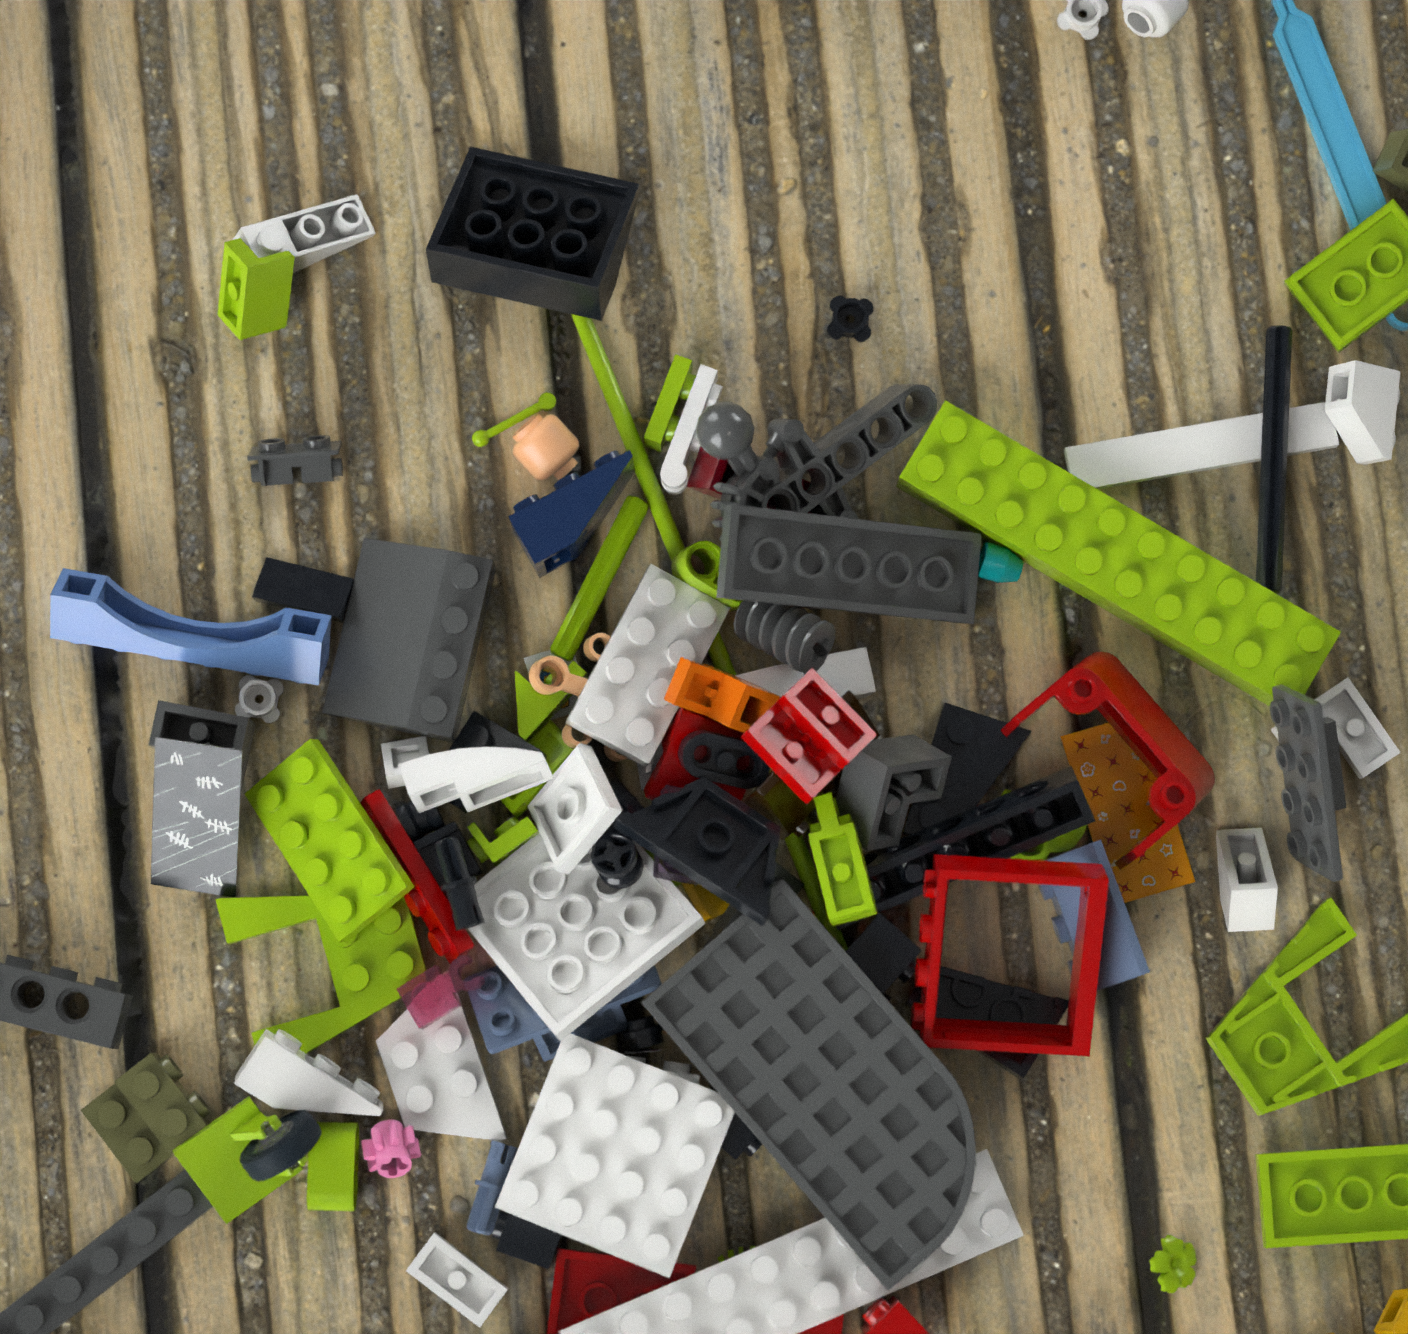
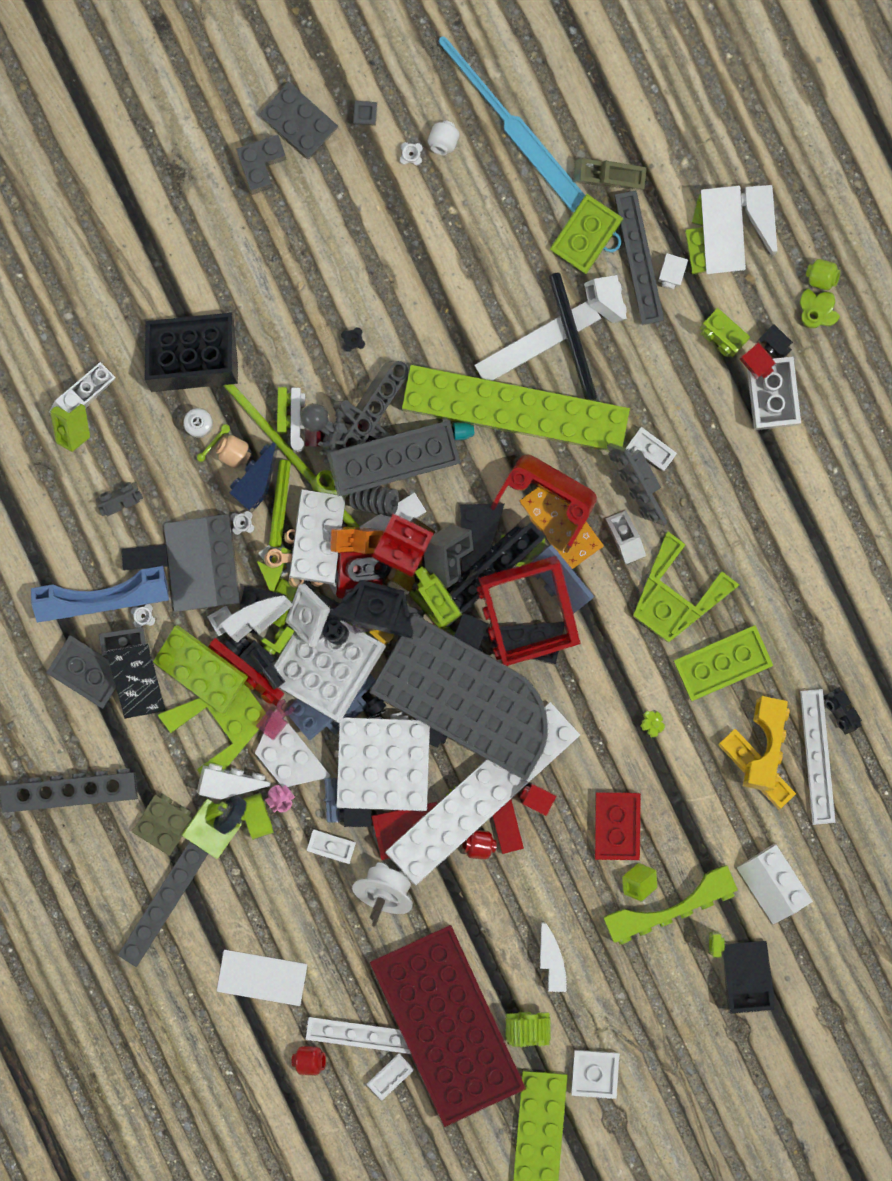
camera: 20 degrees left, 5 degrees up
(104, 765) = (83, 671): none -> dark grey plate
(505, 382) = (204, 427): none -> white head
(506, 579) = (237, 518): none -> white plate

